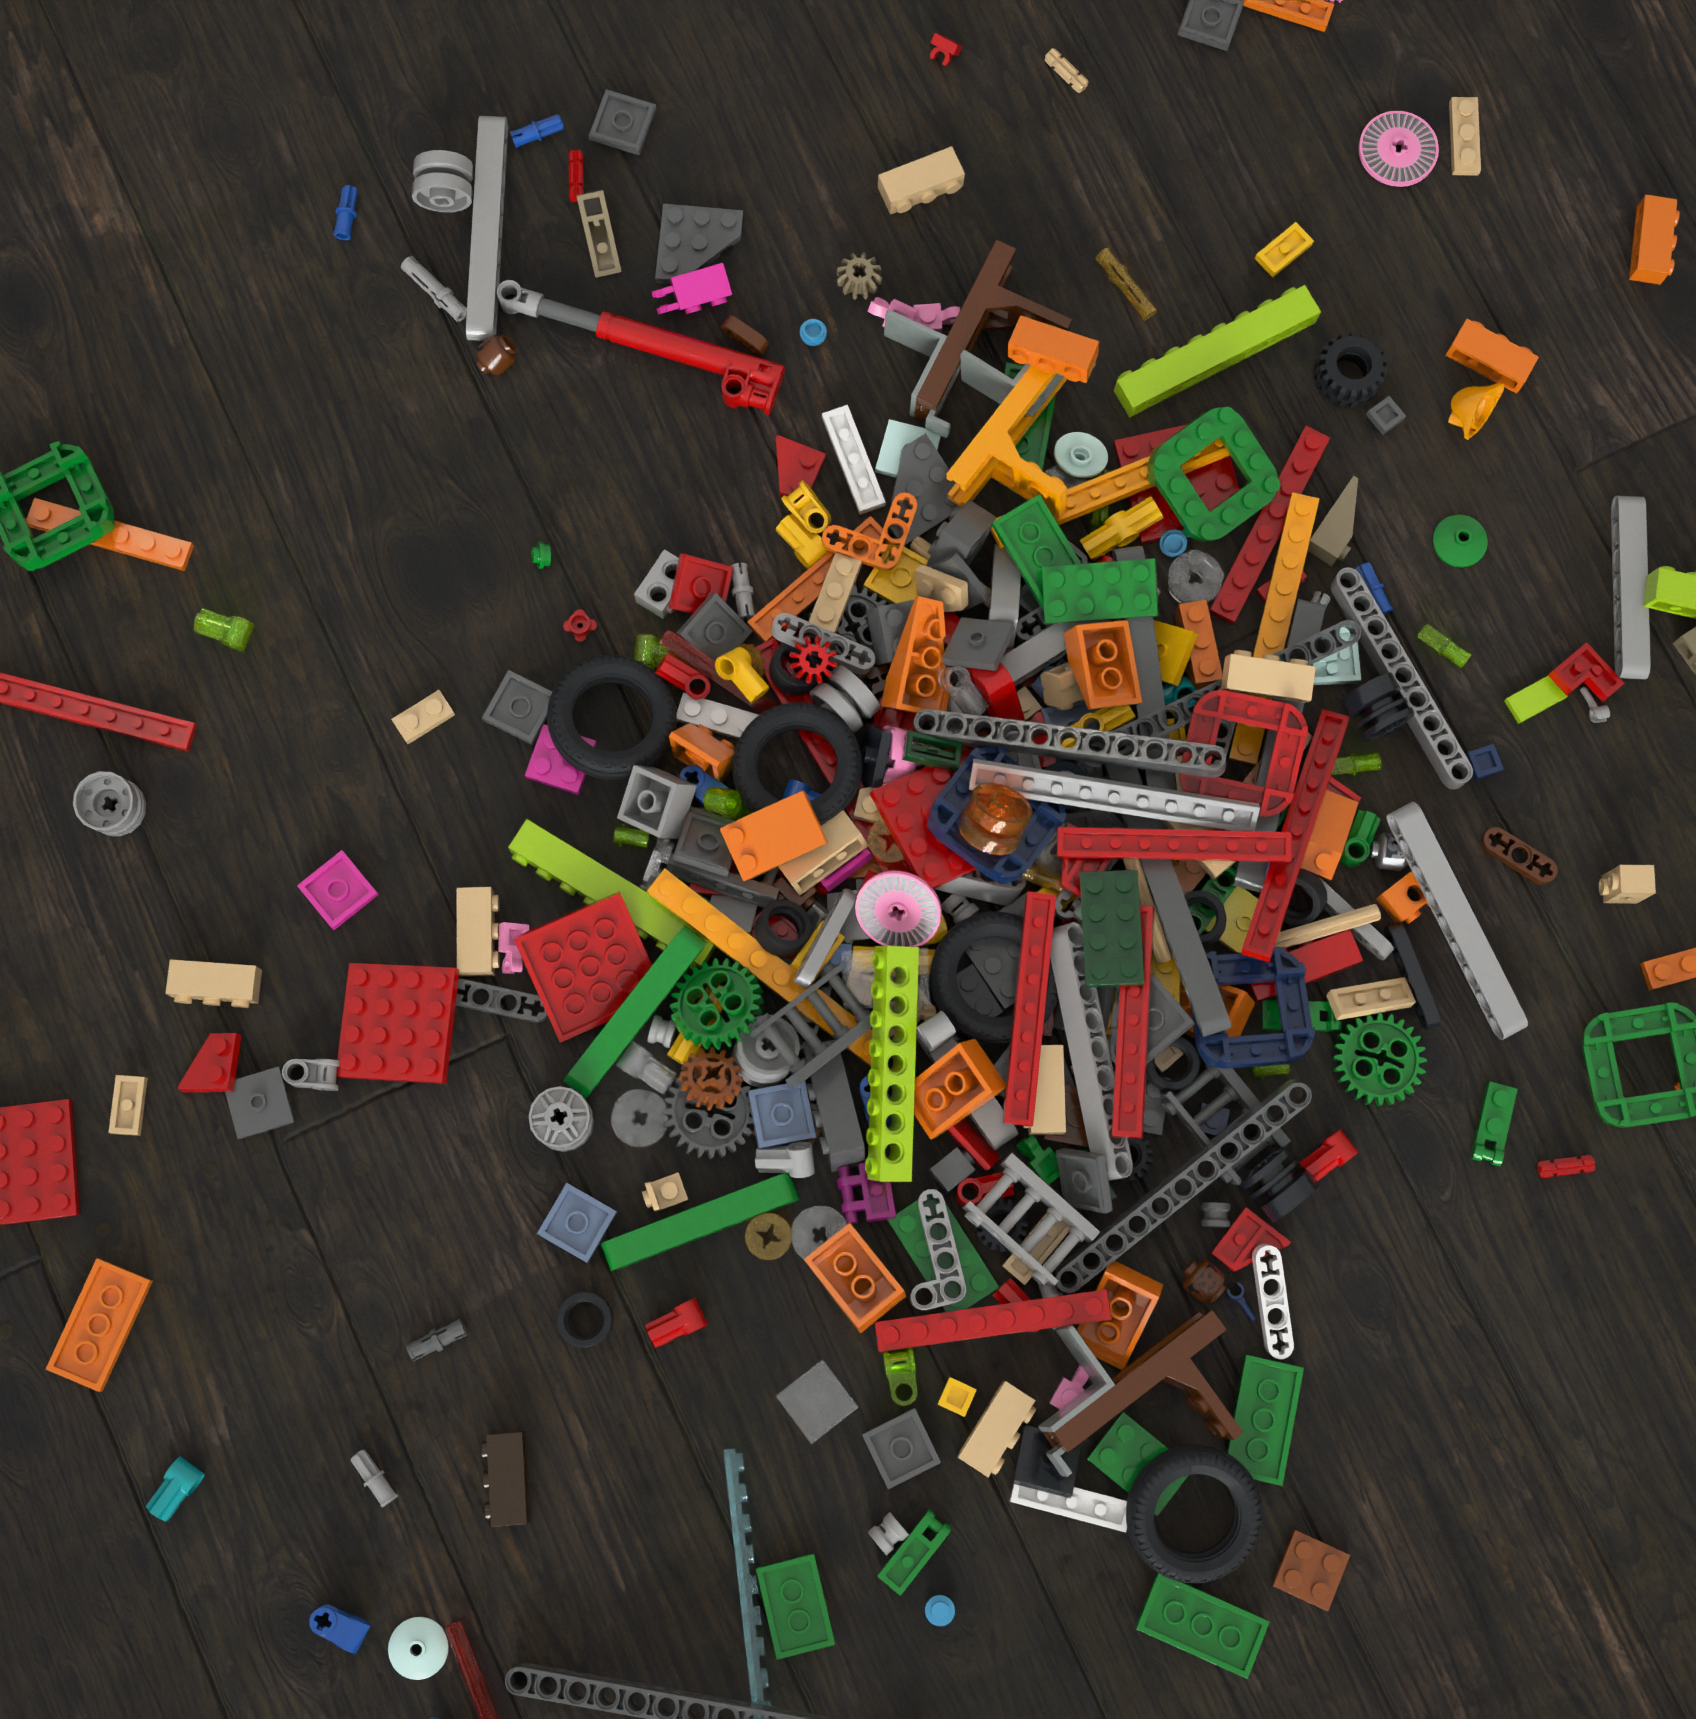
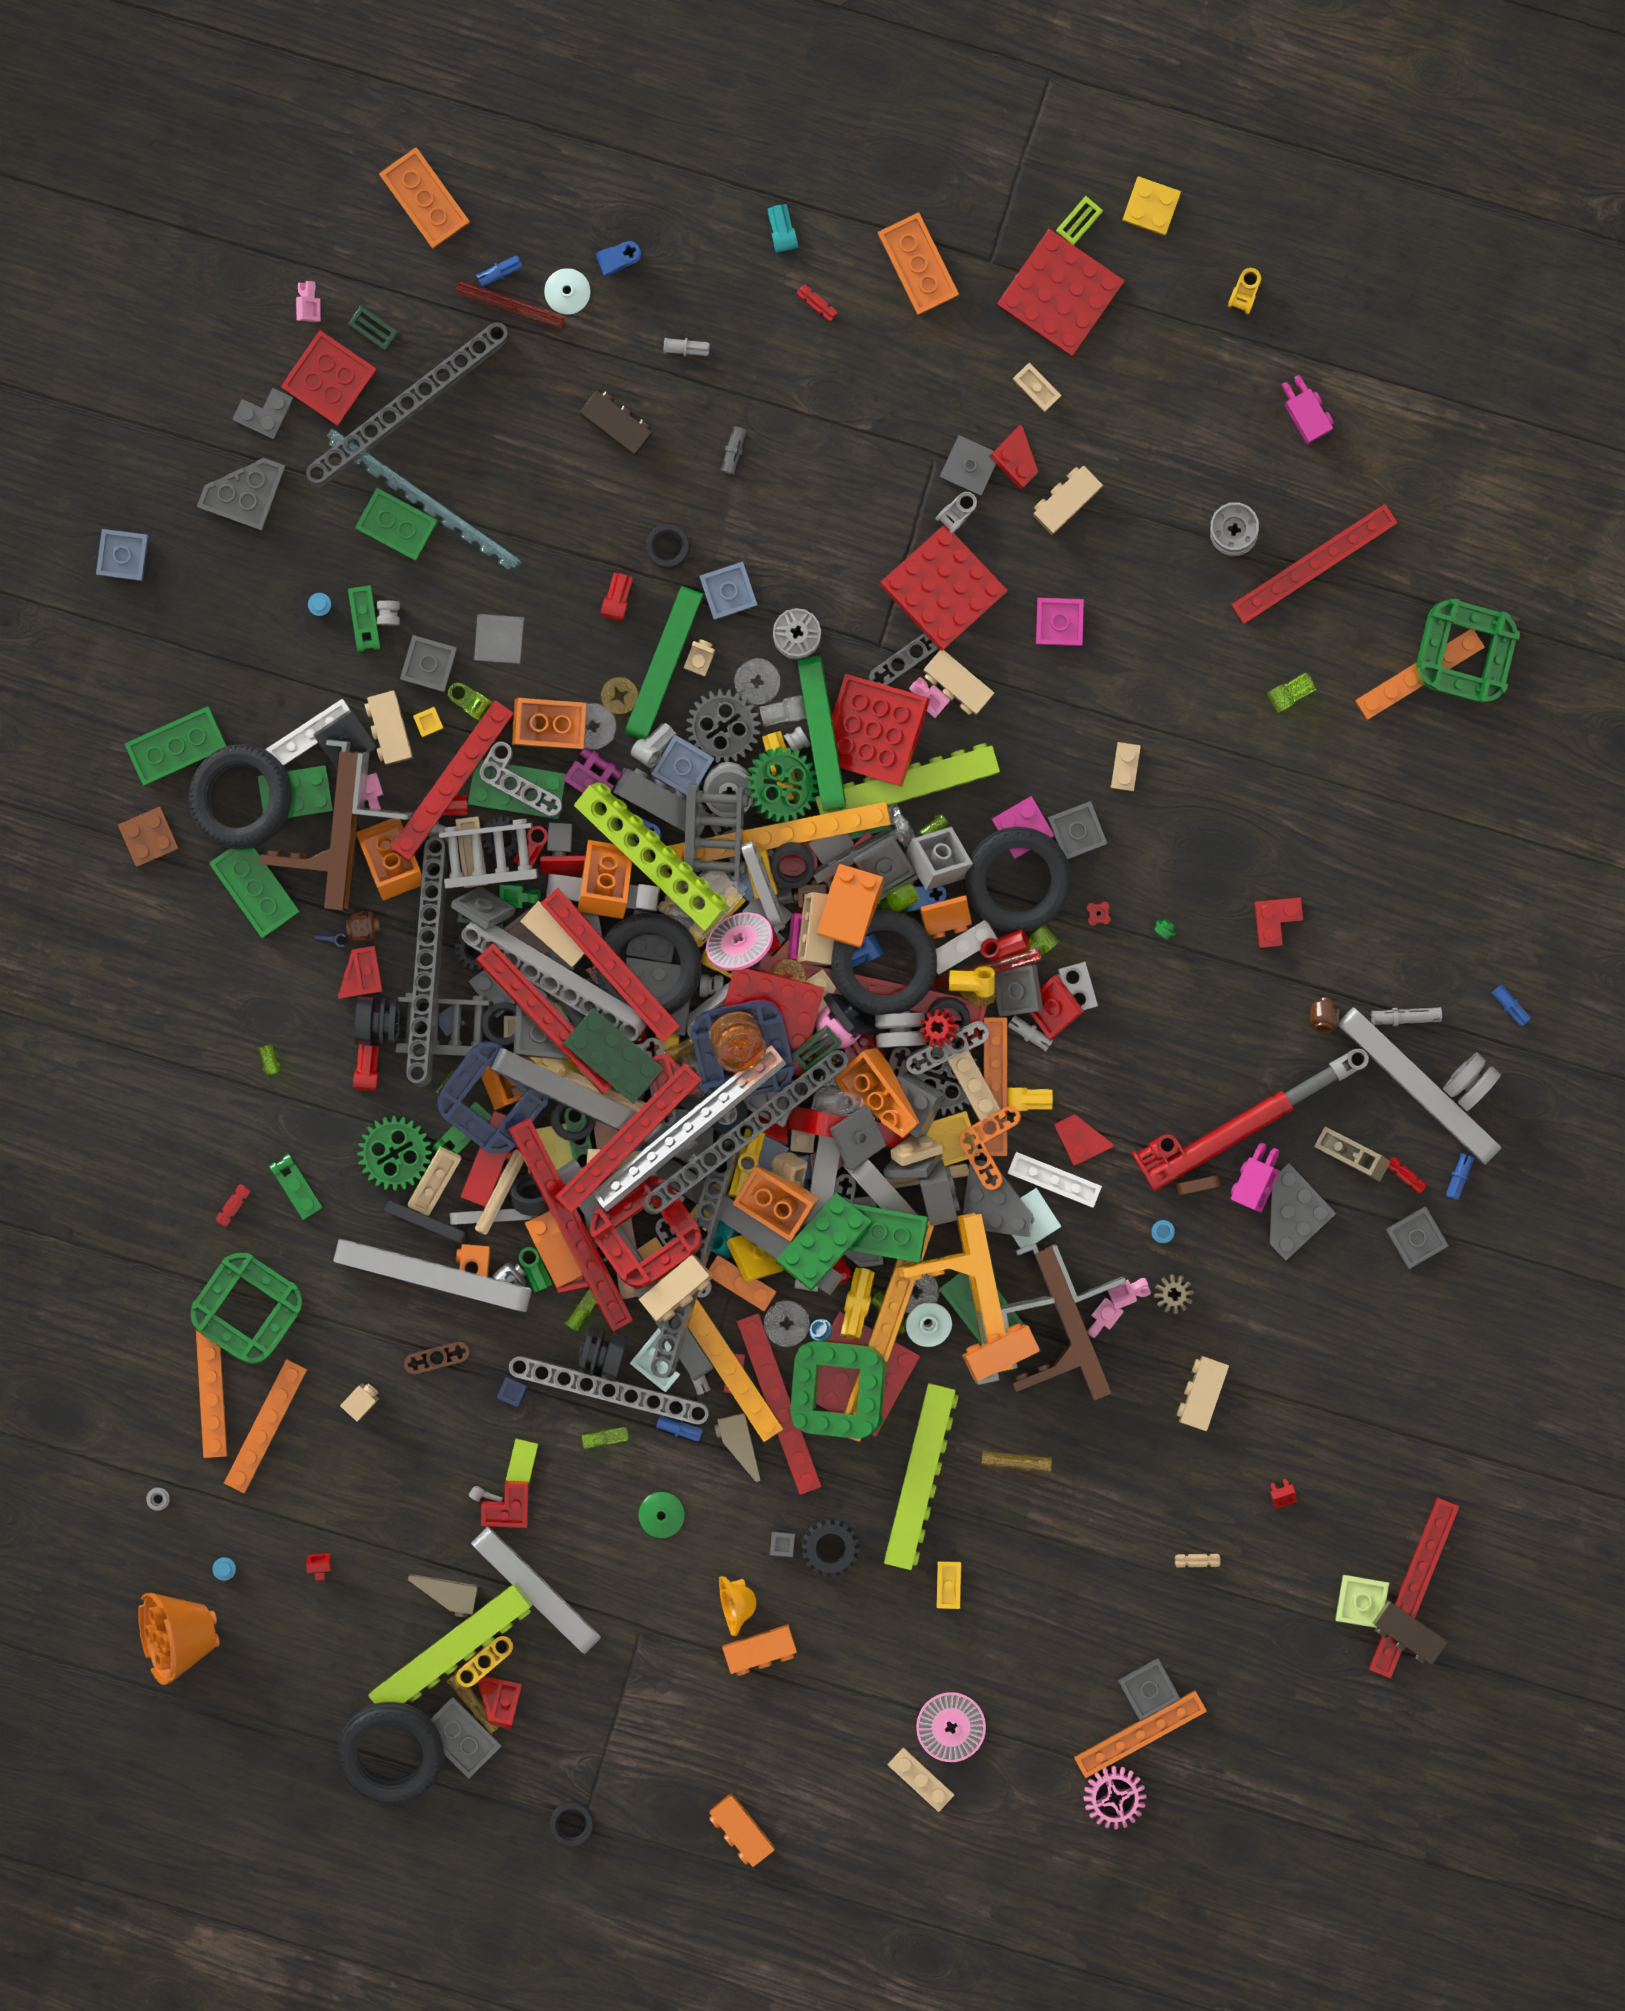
camera: 140 degrees right, 10 degrees up
(221, 1389) = (817, 303): none -> red axle
(449, 477) = (1270, 915): none -> red plate
(708, 1067) = (750, 741): dark orange gear -> none
(806, 507) = (1050, 1119): yellow piece -> none
(1215, 1215) = (393, 969): dark grey wheel -> none
(1276, 1300) = (316, 953): white beam -> none
(1406, 1255) = (269, 1060): none -> clear neon green pin

